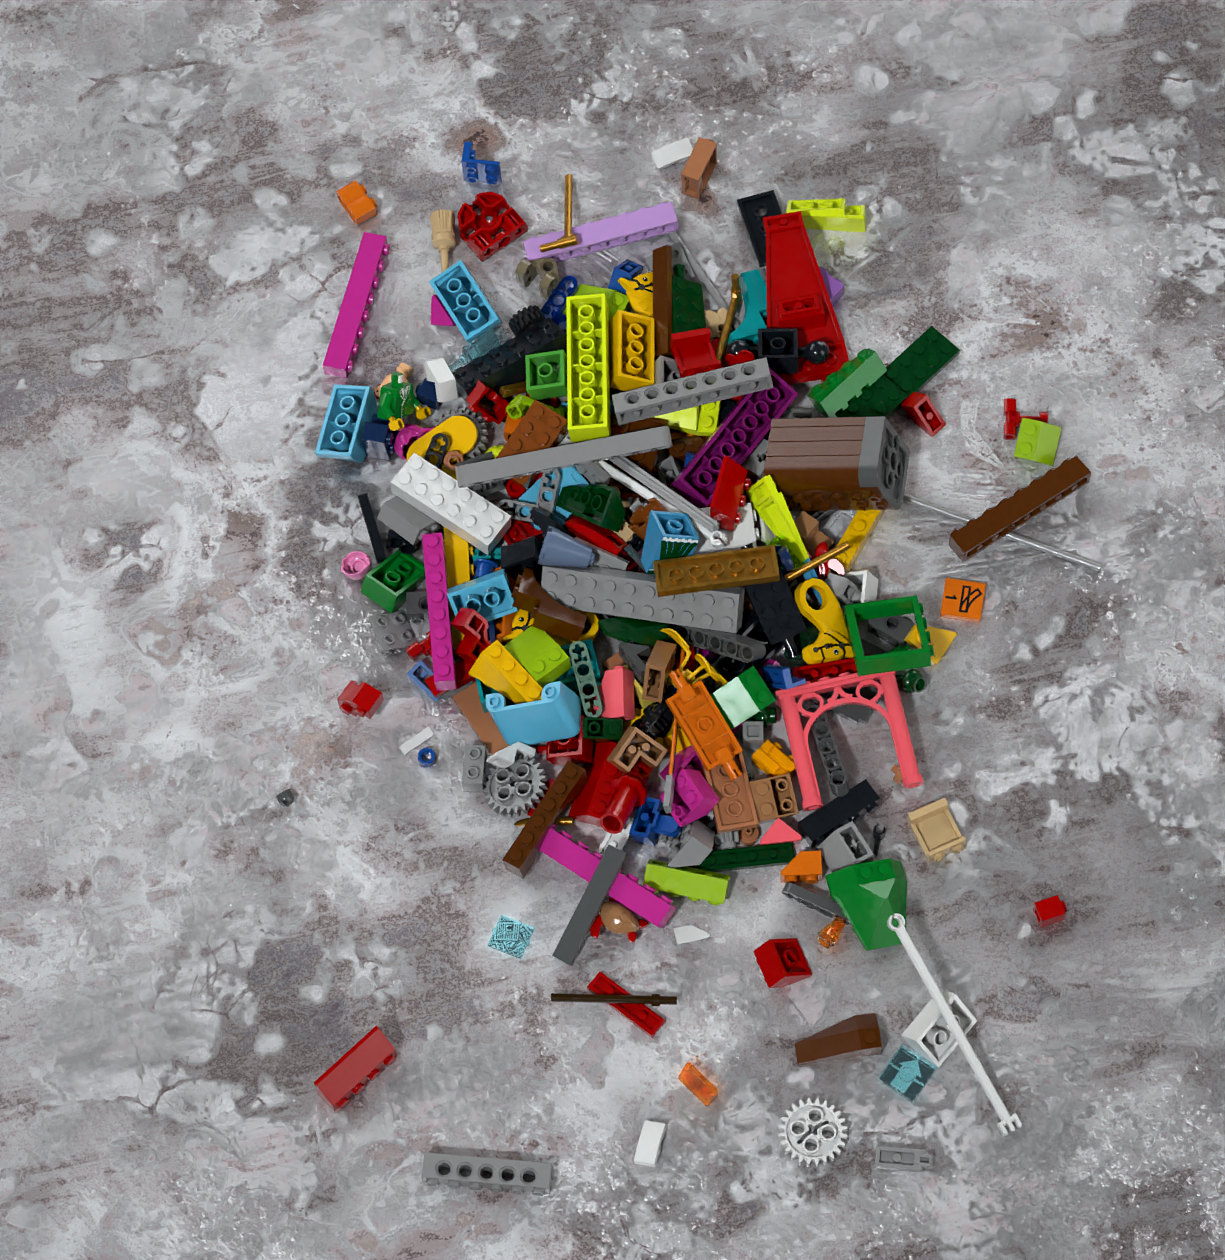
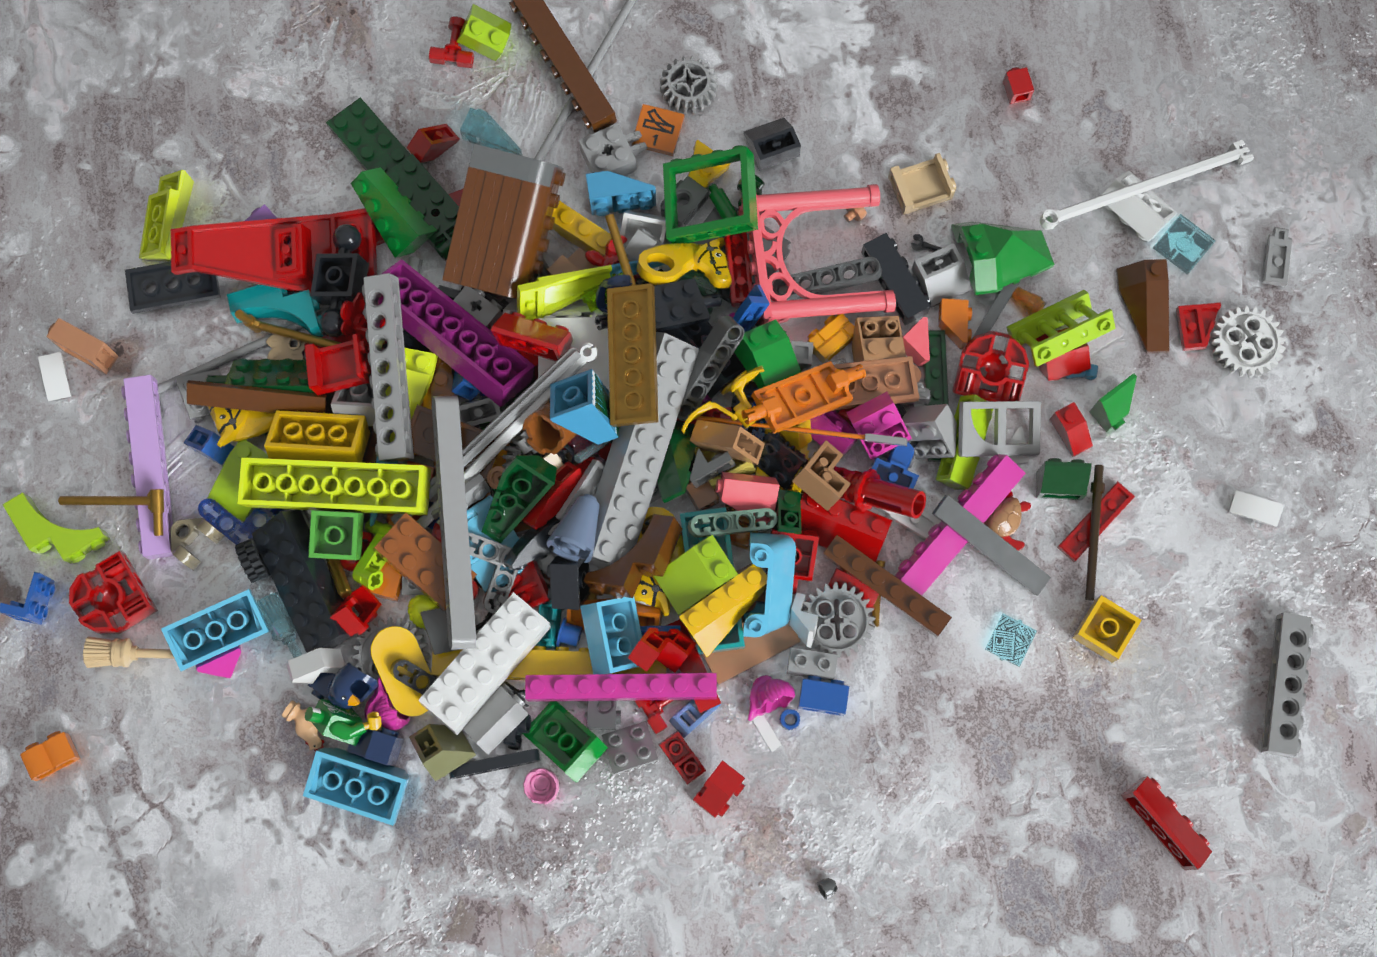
camera: 90 degrees left, 10 degrees up
(355, 305) = (191, 765): dark pink brick -> none
(375, 481) = (441, 749): none -> olive slope
(389, 674) = (682, 757): none -> red slope
(424, 406) = (350, 687): none -> dark blue piece
(444, 736) = (768, 695): none -> dark pink hair
(447, 781) = (823, 696): none -> blue brick
(452, 454) = (420, 658): nougat plate -> none
(524, 1011) = (1106, 629): none -> yellow brick
(537, 167) = (41, 534): none -> lime arch
(658, 972) = (1063, 479): none -> dark green slope
(680, 880) = (974, 446): none -> light grey window
(698, 1084) = (1191, 453): clear orange slope -> none
(709, 976) = (1072, 429): none -> red slope
(735, 1009) = (1115, 405): none -> slope
(742, 892) = (997, 372): none -> red connector
(768, 993) = (1089, 374): none -> dark azure hand
(811, 946) = (1055, 316): none -> lime fence
(825, 1085) = (1196, 324): none -> red wing
(888, 558) = (618, 193): none -> dark azure slope
(929, 559) = (613, 143): none -> light grey hinge
(938, 458) = (485, 131): none -> clear light blue slope
(959, 695) = (773, 143): none -> black slope
(1023, 613) = (704, 79): none -> light grey gear

